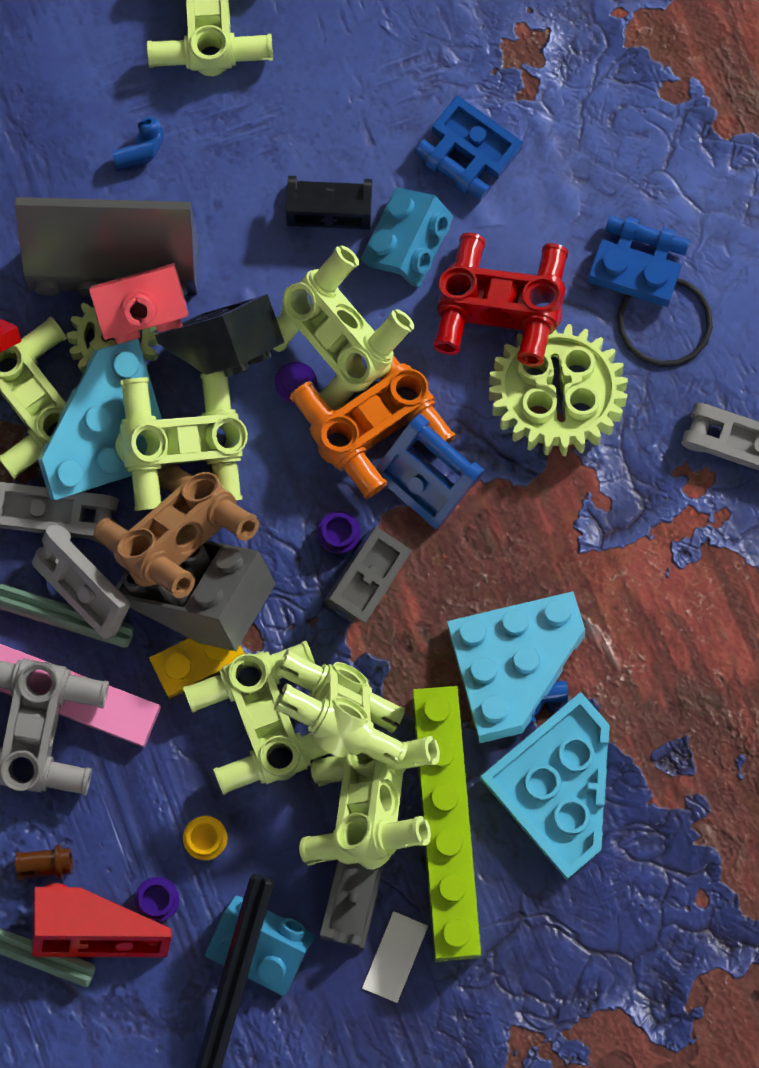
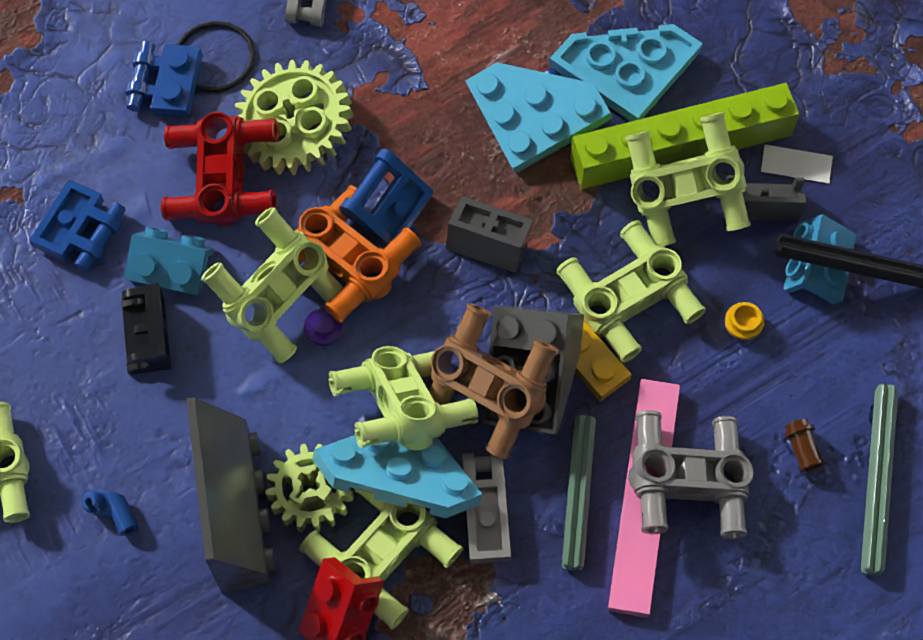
camera: 100 degrees left, 10 degrees down
(80, 582) = (550, 461): light grey plate -> none
(86, 925) = (847, 394): red slope -> none
(139, 303) = (282, 447): coral brick -> none
(157, 899) = (806, 348): dark purple plate -> none
(226, 337) = (297, 380): black slope -> none
(339, 532) = (452, 267): dark purple plate -> none
(340, 709) = (618, 213): yellowish green piece -> none

